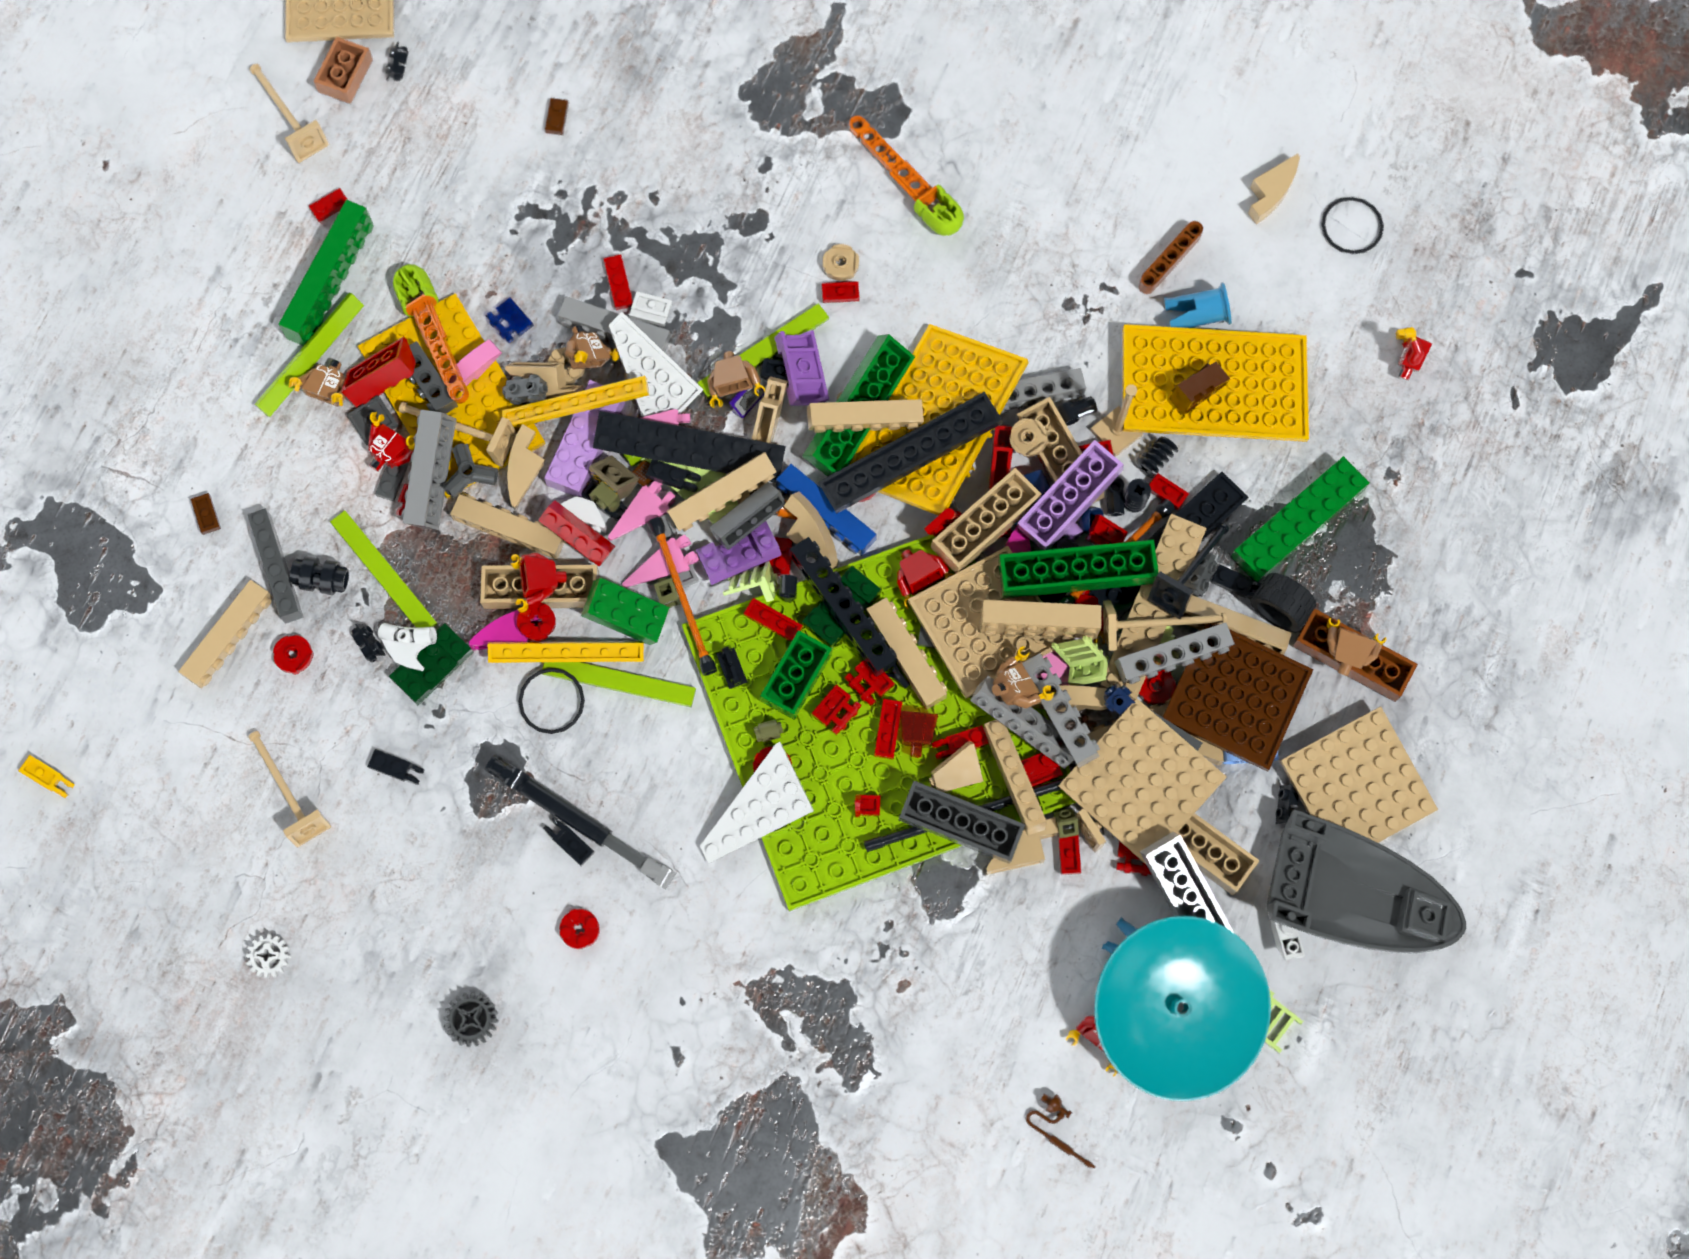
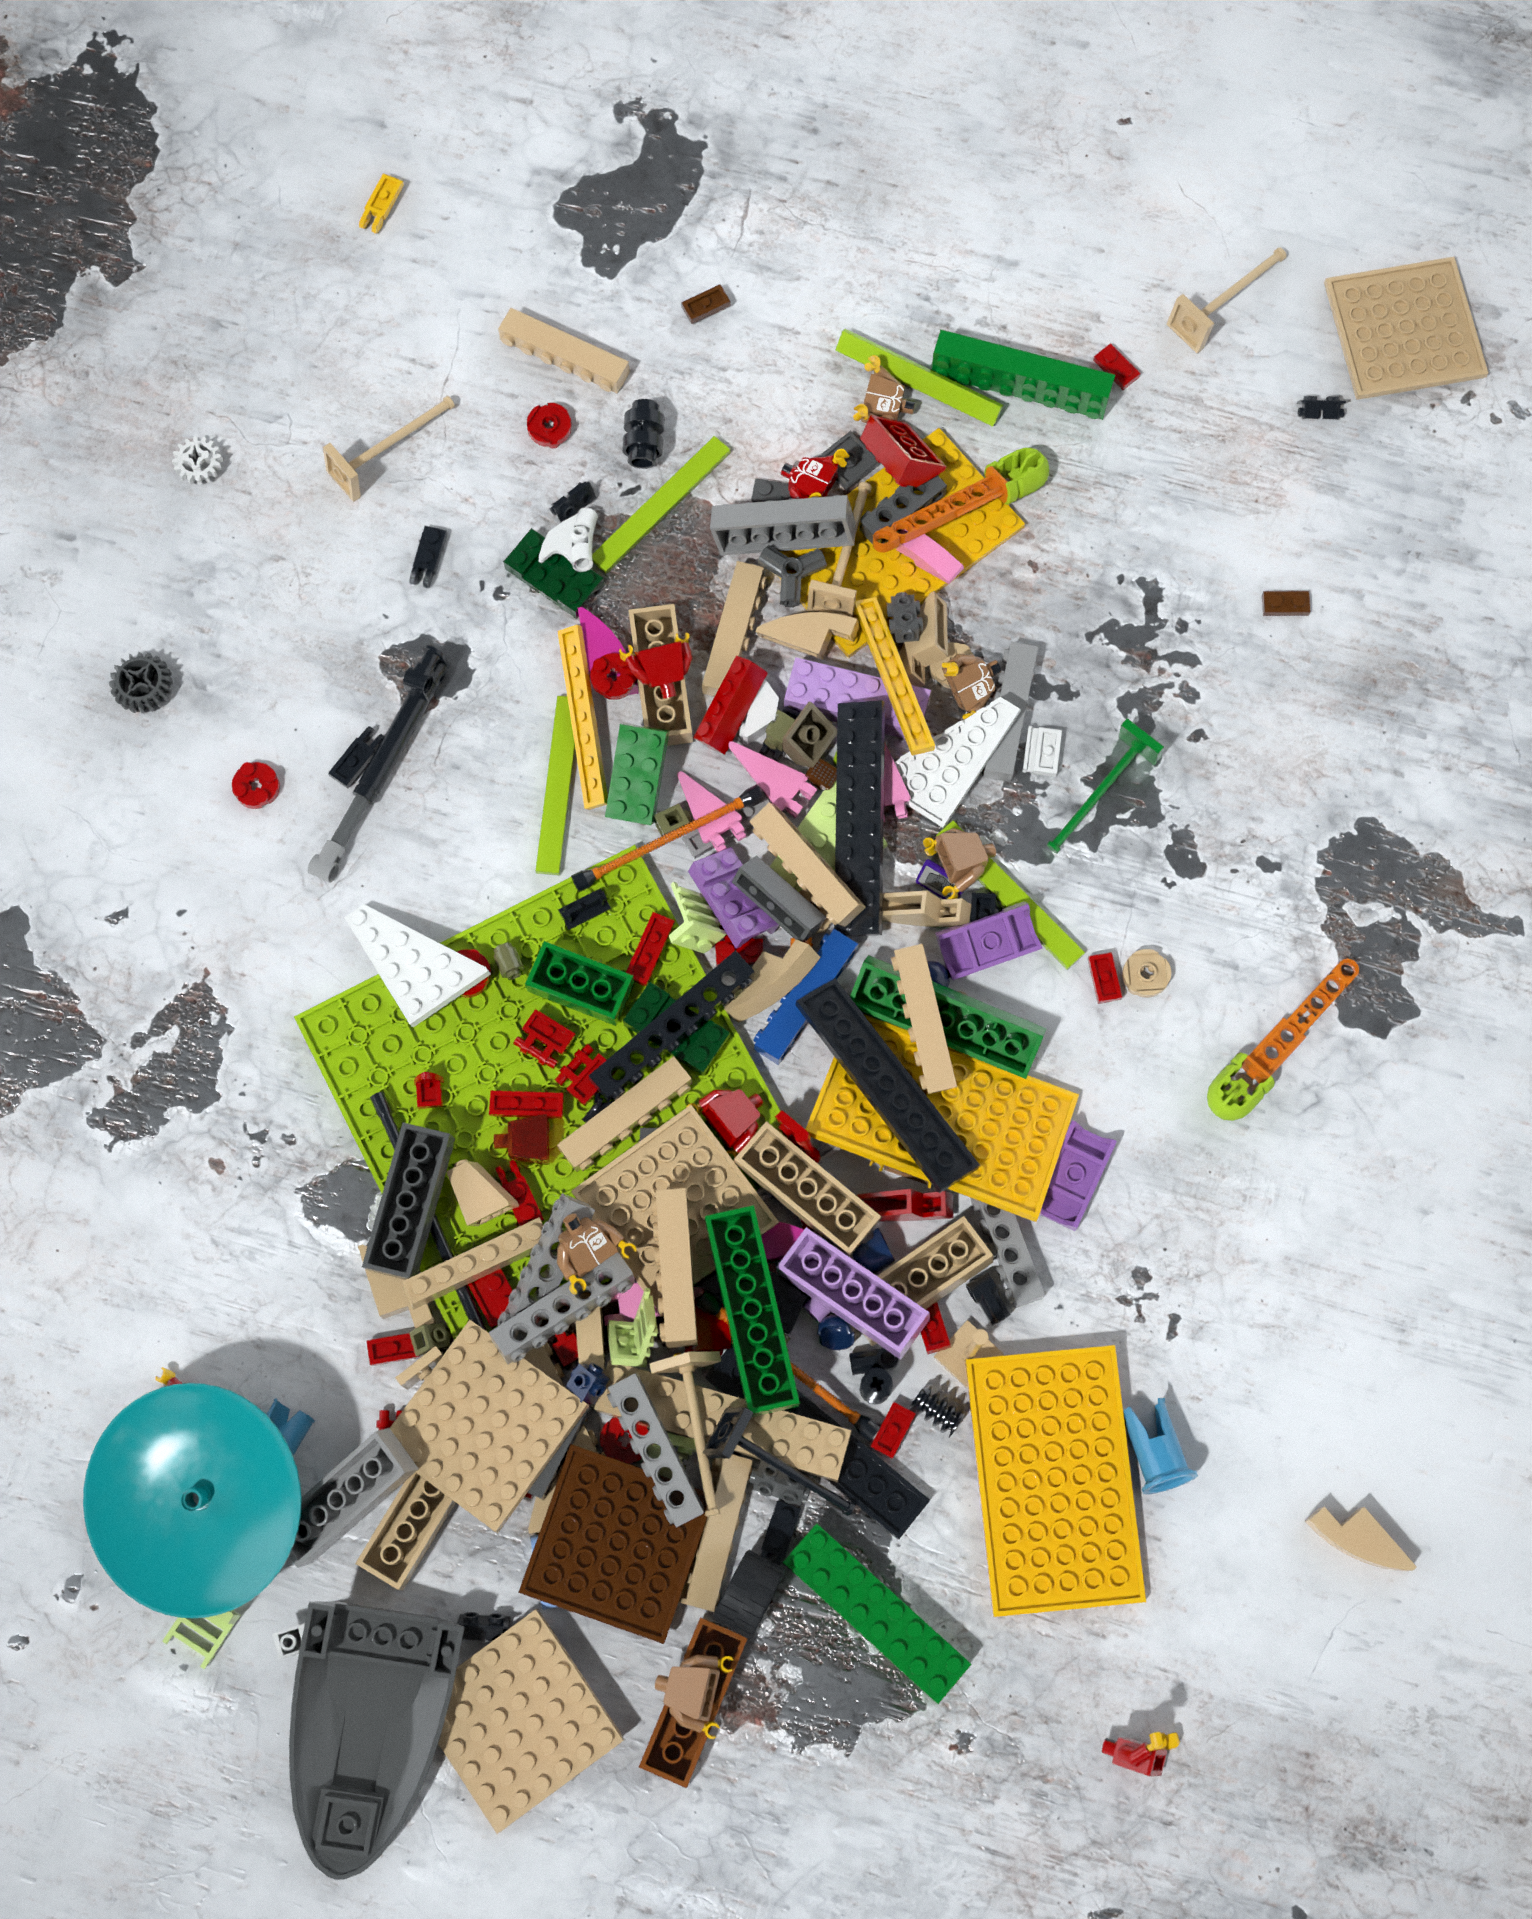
camera: 85 degrees right, 0 degrees up
(275, 566) = (652, 384): dark grey brick -> none
(343, 70) = (1295, 348): nougat brick -> none
(514, 316) = (1006, 596): clear blue plate -> none
(546, 671) = (546, 738): black piece -> none
(618, 282) = (1073, 709): red plate -> none
(658, 235) = (1139, 743): none -> green tile
(672, 476) = (821, 804): black hinge -> none
(788, 588) = (687, 958): black piece -> none
(989, 329) = (1076, 1175): none -> medium lavender piece
(1018, 436) = (933, 1246): tan plate -> none
(1053, 1106) = (78, 1360): reddish brown piece -> none
(1087, 717) = (566, 1348): none -> red plate
(1105, 532) = (818, 1352): red plate -> none
(1174, 250) = (1242, 1405): dark orange beam -> none
(1199, 387) = (1038, 1454): reddish brown wedge -> none
(1358, 200) = (1297, 1685): black piece -> none

